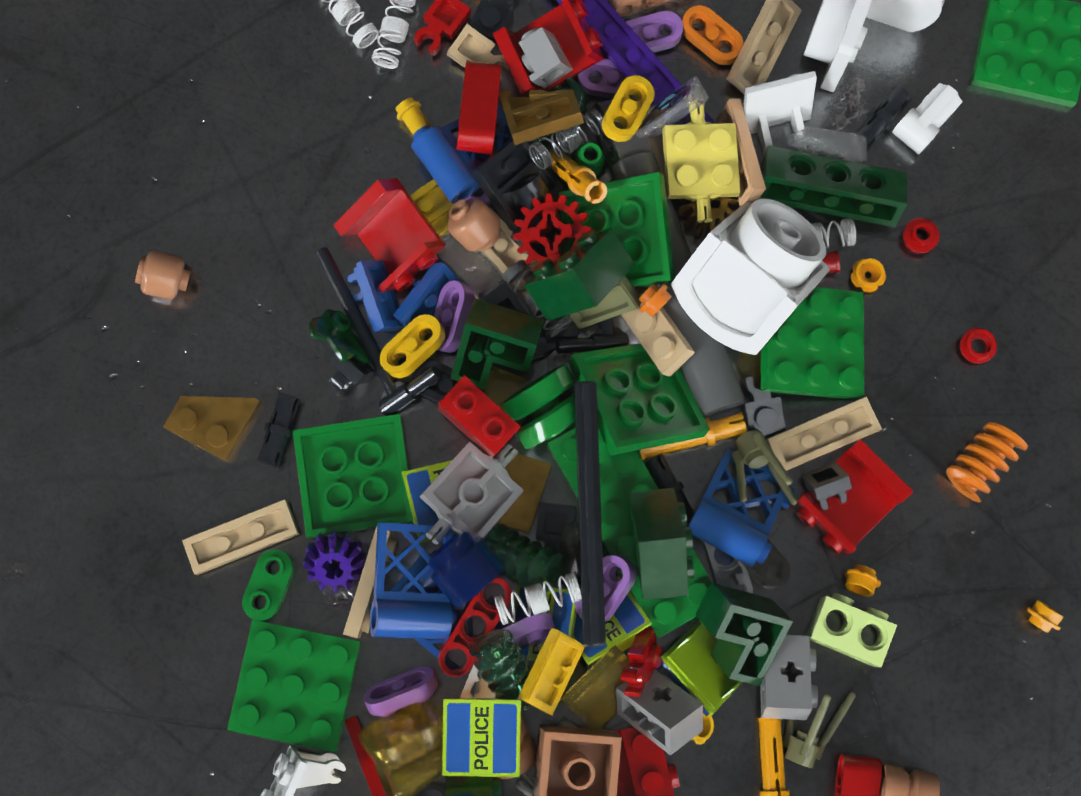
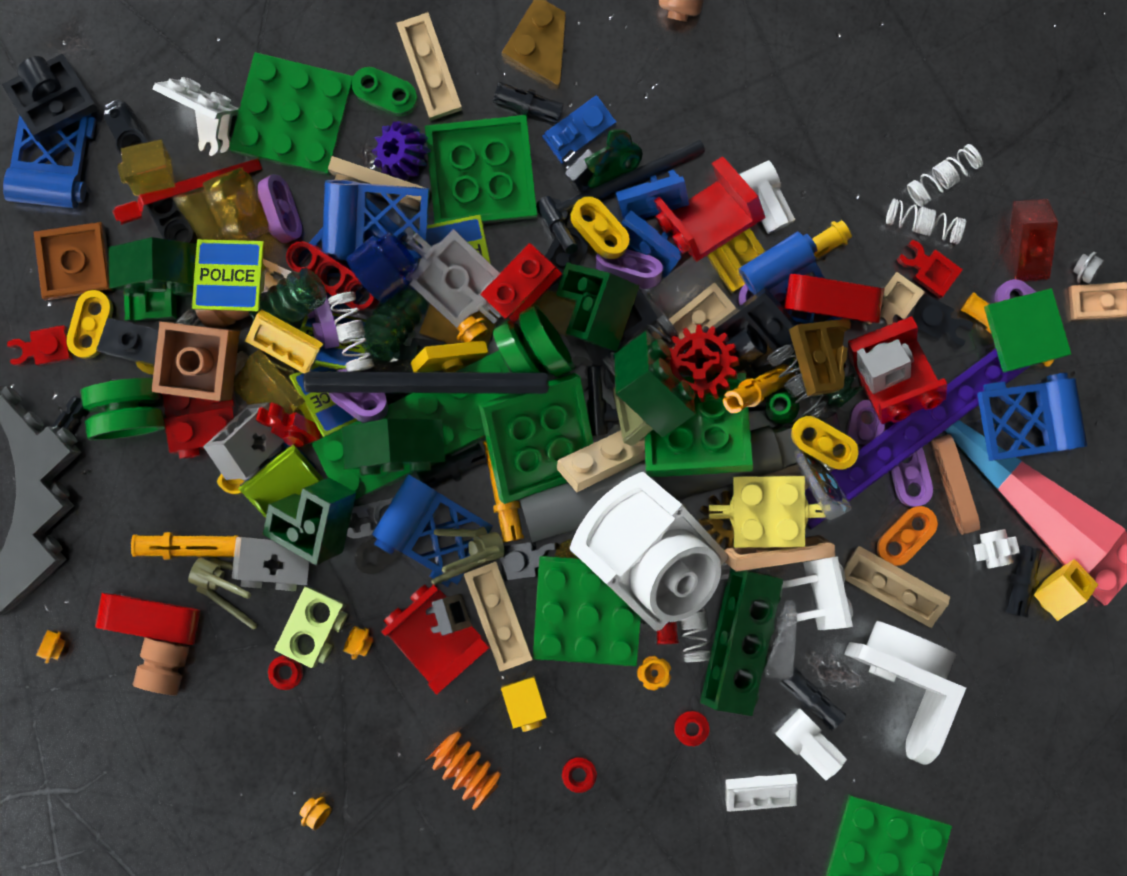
camera: 90 degrees right, 5 degrees up
(305, 377) = (579, 128): none -> blue plate
(358, 180) = (767, 186): none -> white piece
(474, 224) = (713, 288): nougat head -> none
(526, 474) = (472, 330): none -> light orange plate
(558, 494) = (449, 356): none -> yellow plate
(654, 299) = (629, 455): orange plate -> none
(910, 662) = (275, 677): none -> red plate
(911, 402) = (524, 704): none -> yellow brick
(979, 164) = (761, 792): none -> white plate

